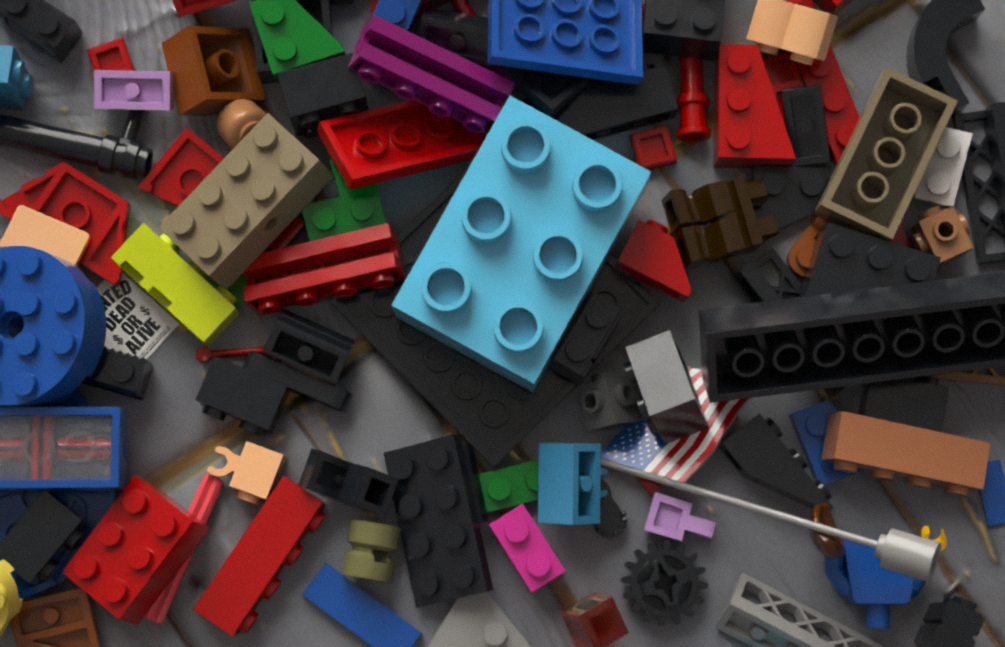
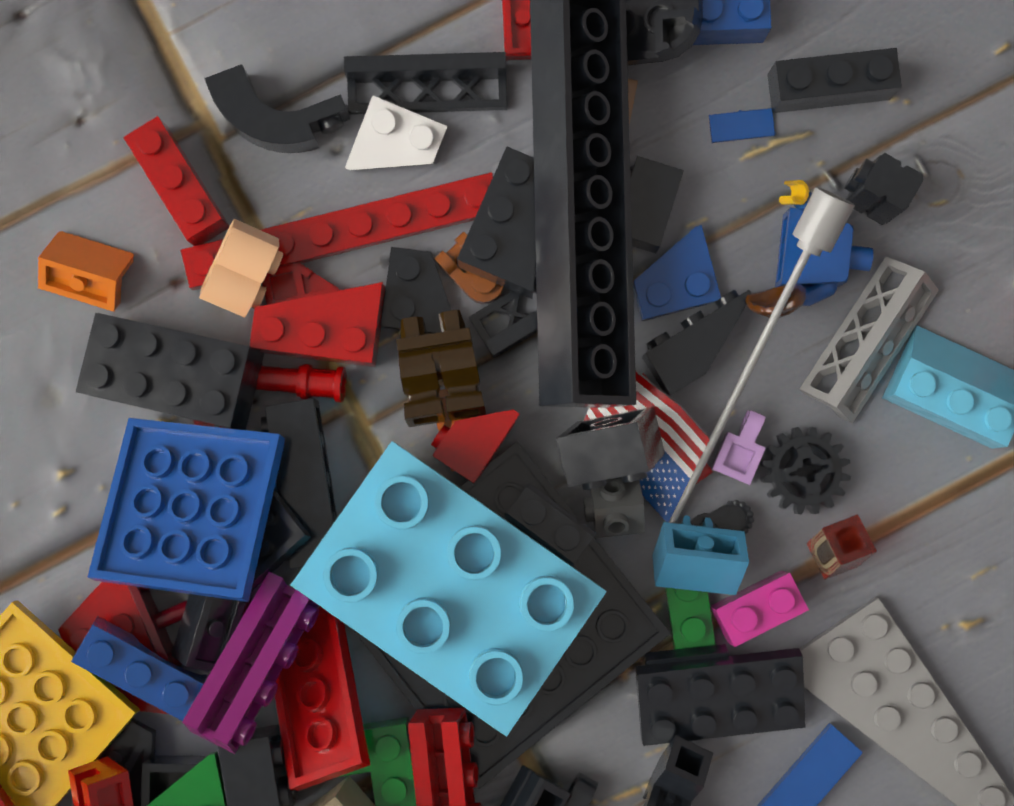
camera: 80 degrees left, 5 degrees up
(371, 551) = (751, 771): olive wheel -> none
(653, 148) = (349, 428): red tile -> none
(807, 124) = (343, 265): black plate -> none
(886, 156) = (391, 188): dark tan brick -> none
(905, 452) = (698, 209): nougat brick -> none
(941, 234) = (480, 129): medium nougat brick -> none

